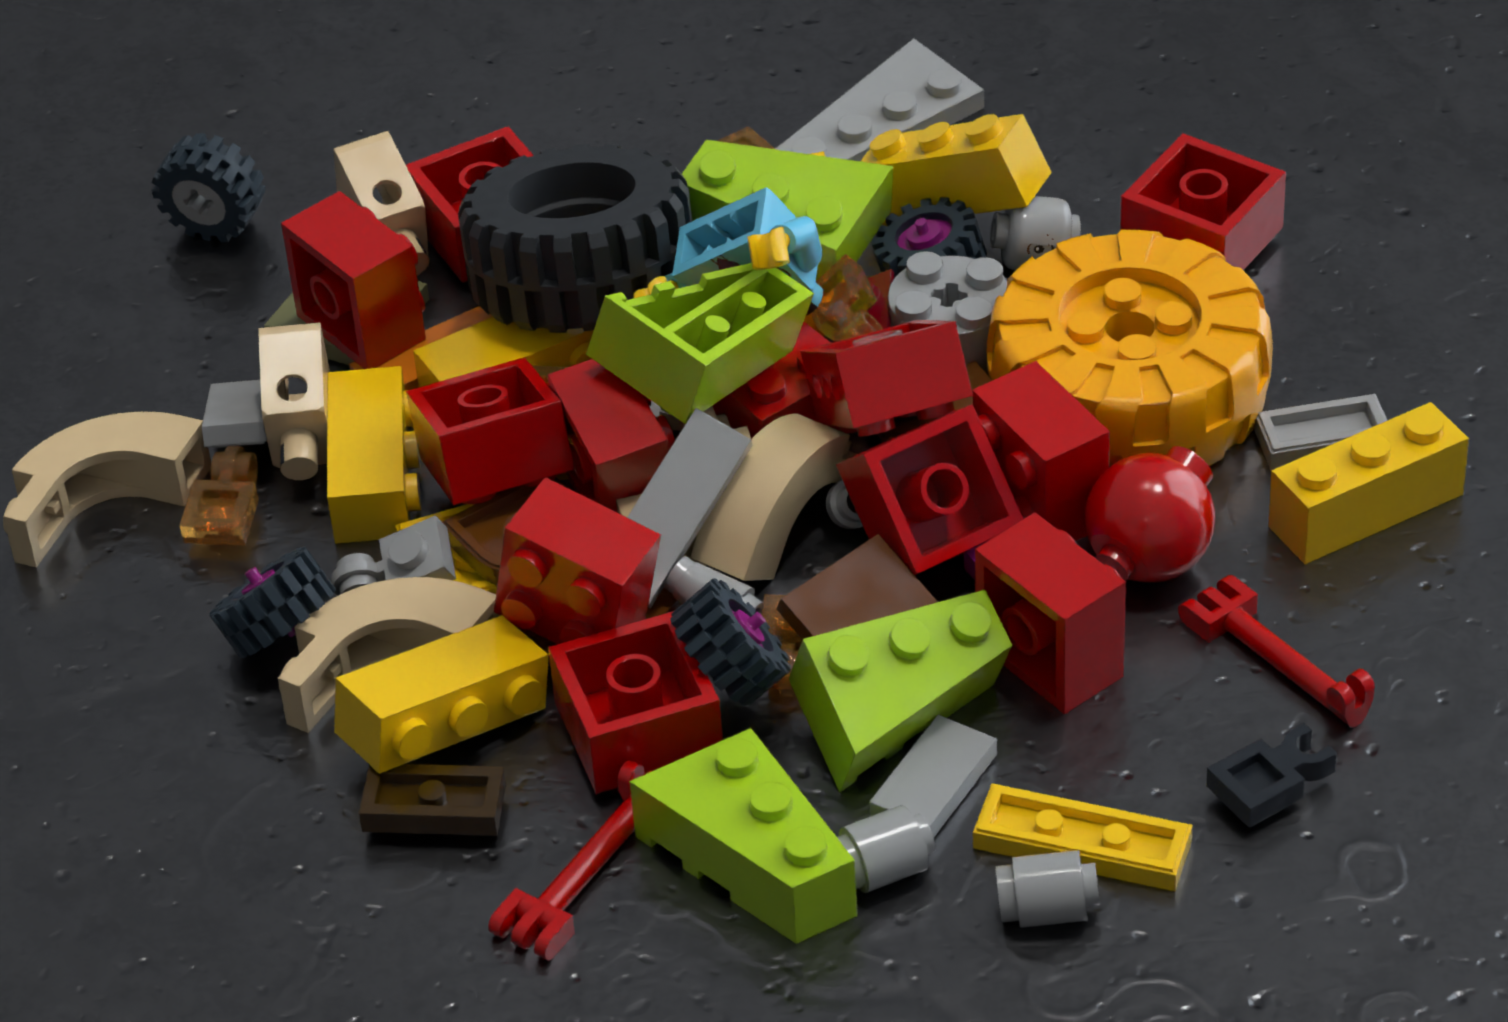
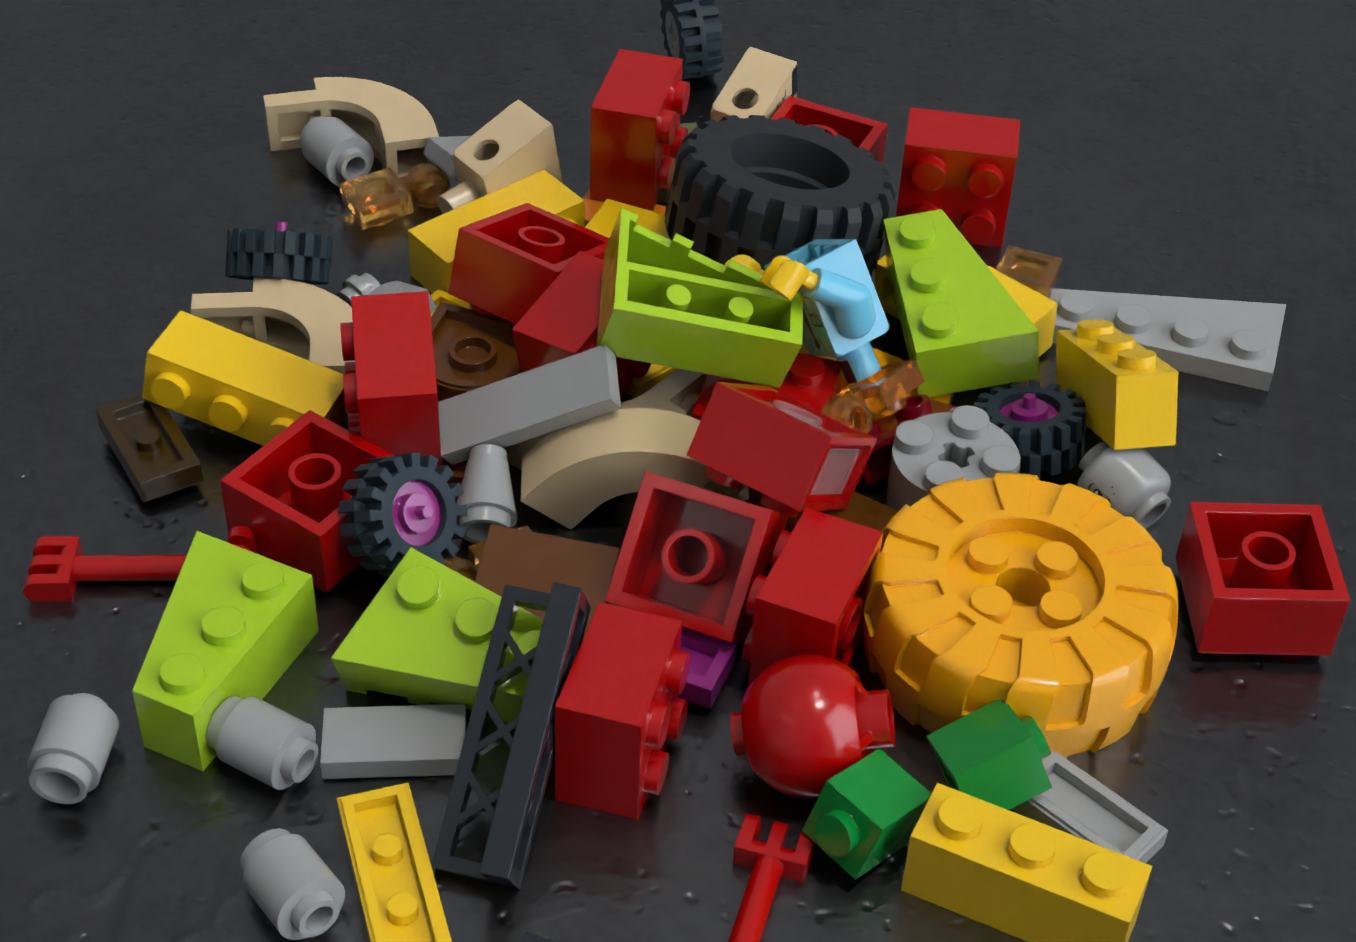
camera: 50 degrees right, 0 degrees up
(115, 510) = (336, 149): none -> light grey brick
(605, 101) = (962, 168): none -> red brick
(786, 973) = (72, 748): none -> light grey brick
(1054, 658) = (533, 743): none -> black fence
(1251, 532) = (866, 813): none -> green brick
(1253, 438) = (993, 755): none -> green brick

